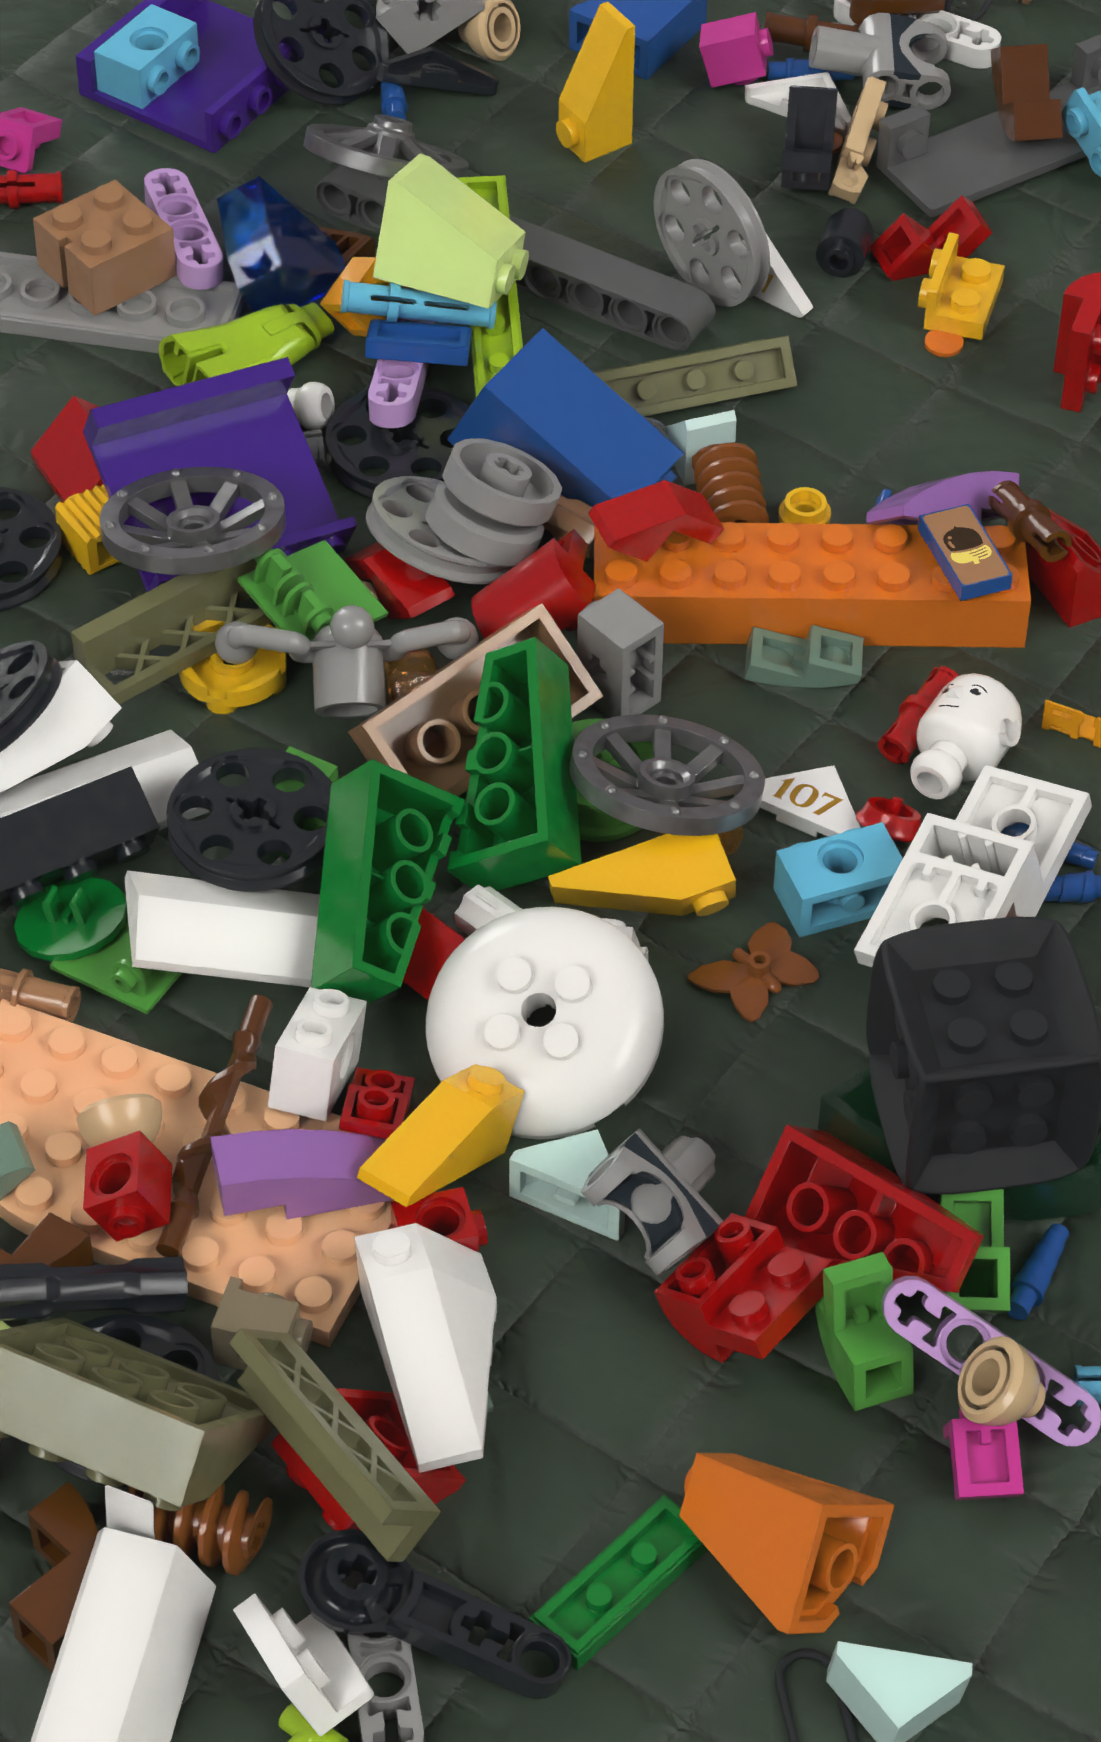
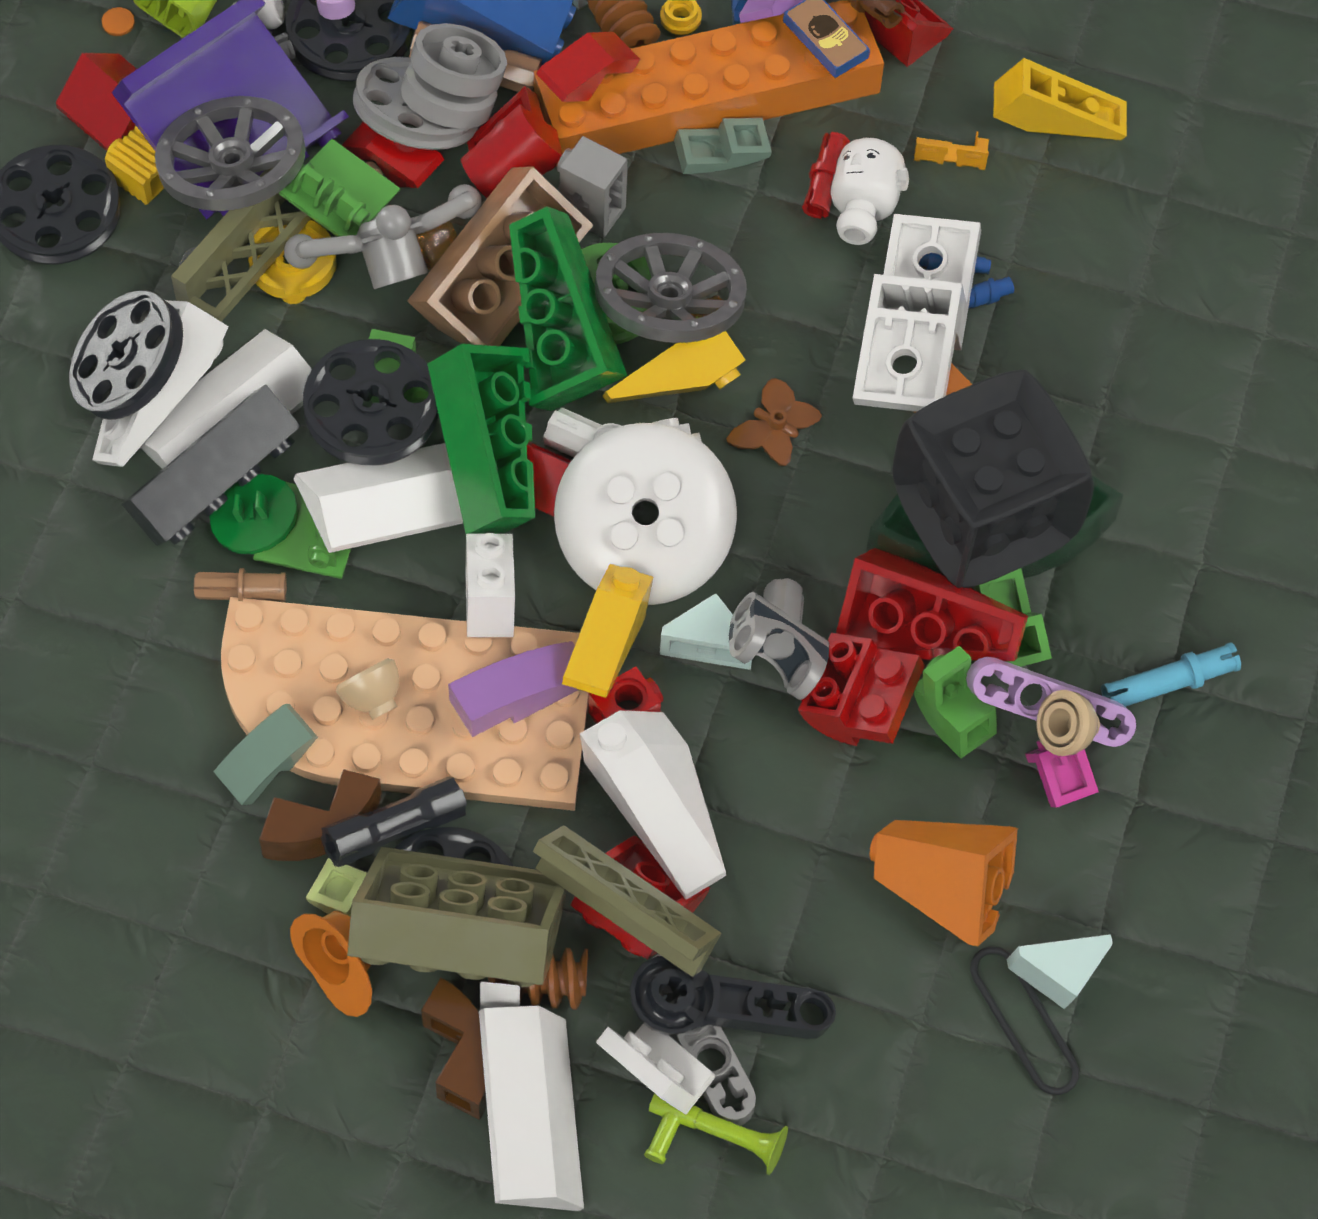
camera: 20 degrees left, 15 degrees up
(127, 1186) = (383, 725): red brick -> none
(138, 385) = (118, 21): none -> orange piece
(215, 1105) = (432, 649): reddish brown piece -> none
(254, 1312) = (525, 815): dark tan brick -> none
(376, 1102) = (546, 613): red slope -> none
(621, 1581) = (844, 934): green tile -> none
(810, 801) = (774, 272): white tile -> none
(835, 878) = (805, 353): medium azure brick -> none
(898, 818) = (833, 274): red hat -> none
(1036, 1273) = (1053, 611): blue animal -> none

